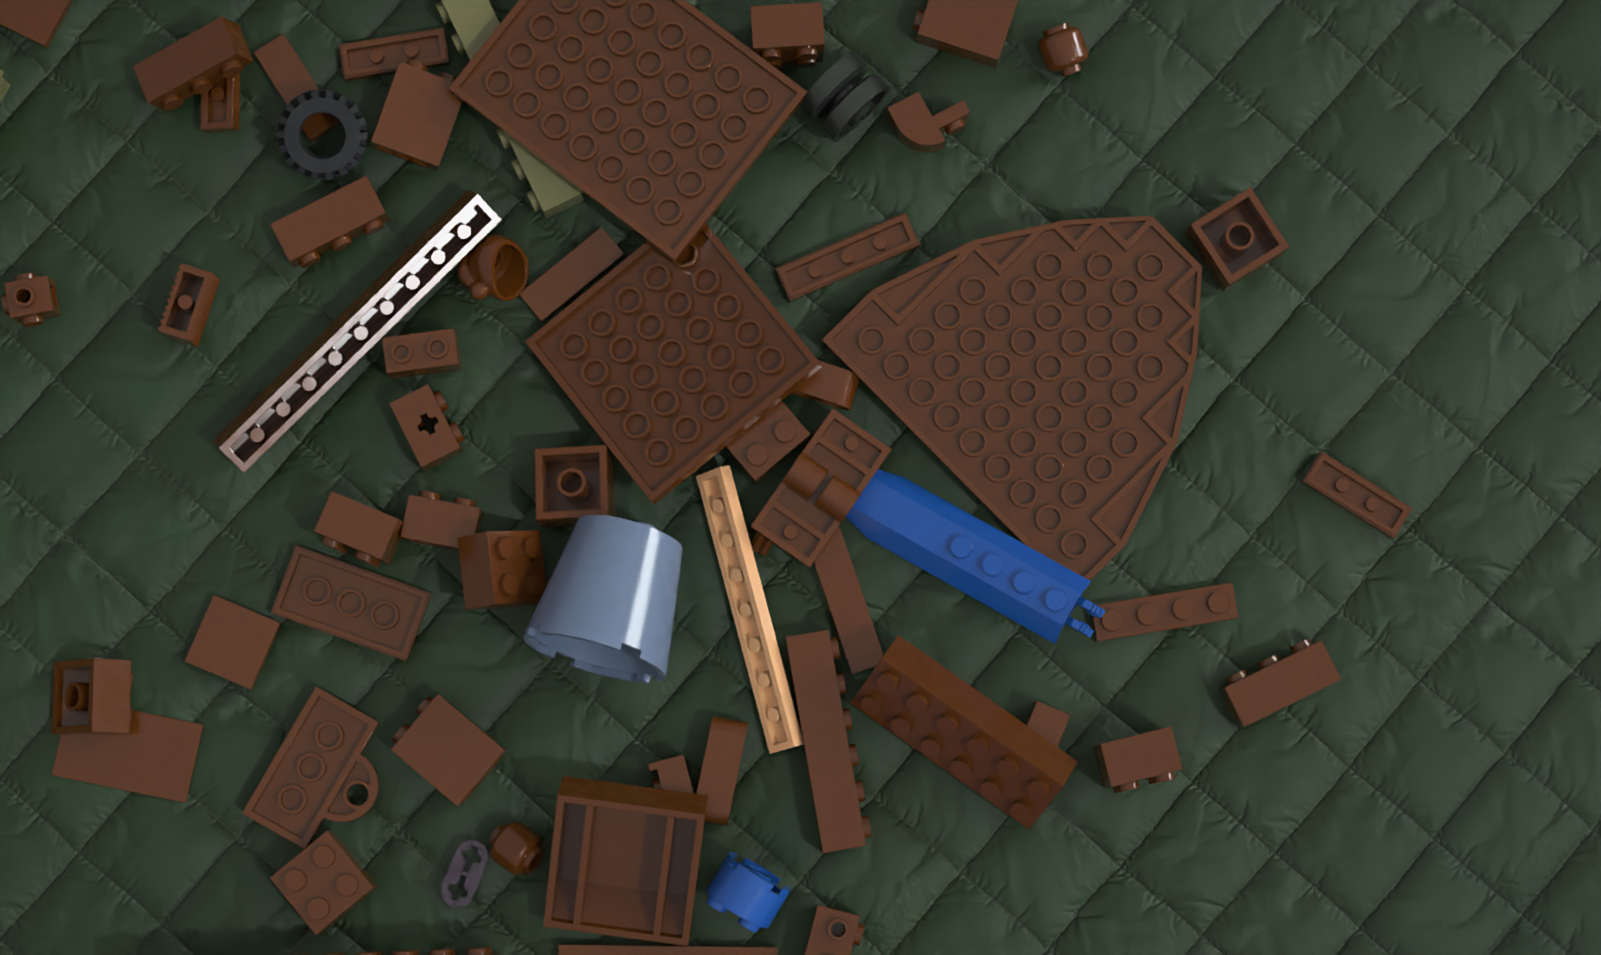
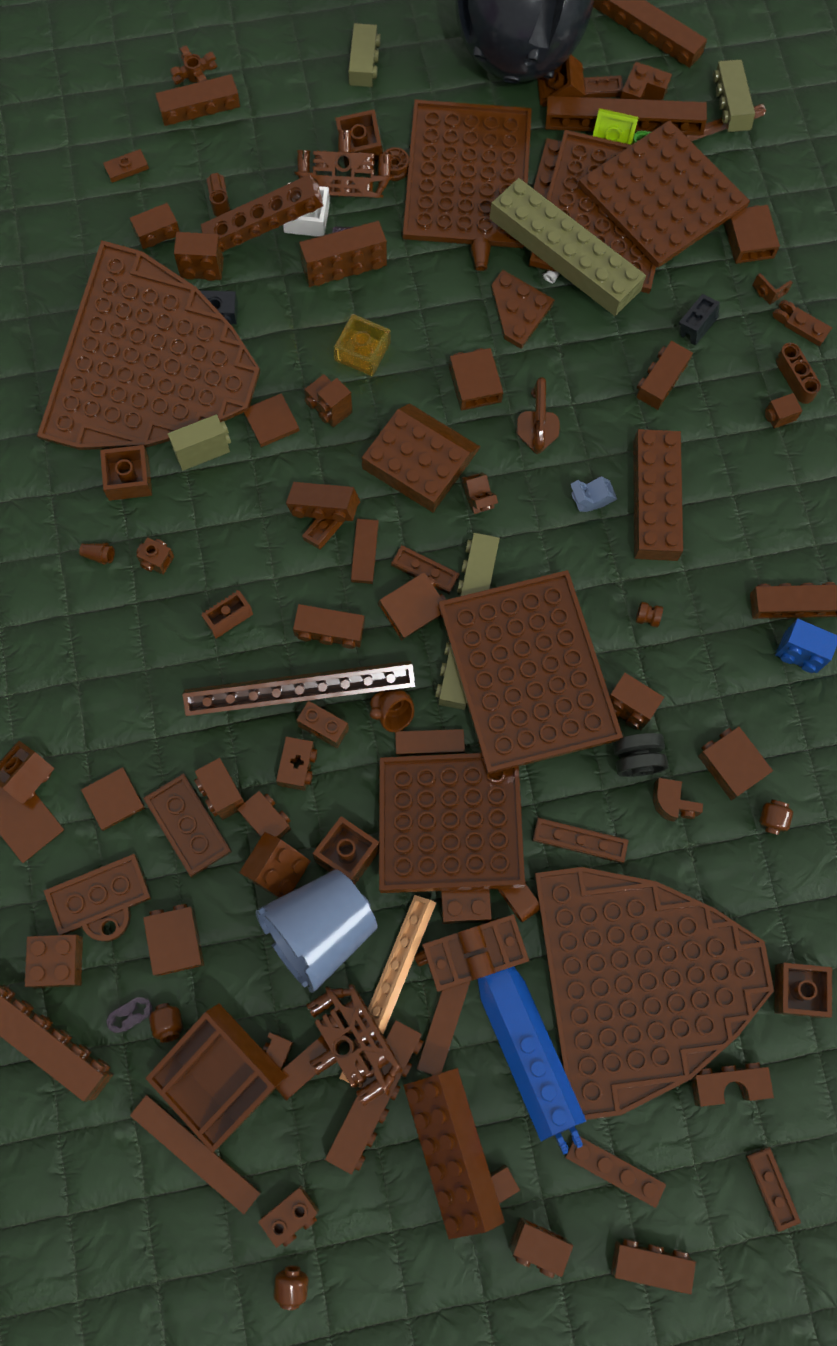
camera: 40 degrees right, 10 degrees down
(299, 156) = (344, 566): black tyre -> none
(747, 892) = (266, 1148): blue brick -> none
(764, 677) = (367, 1034): none -> reddish brown piece
(1251, 390) = (710, 1086): none -> reddish brown arch

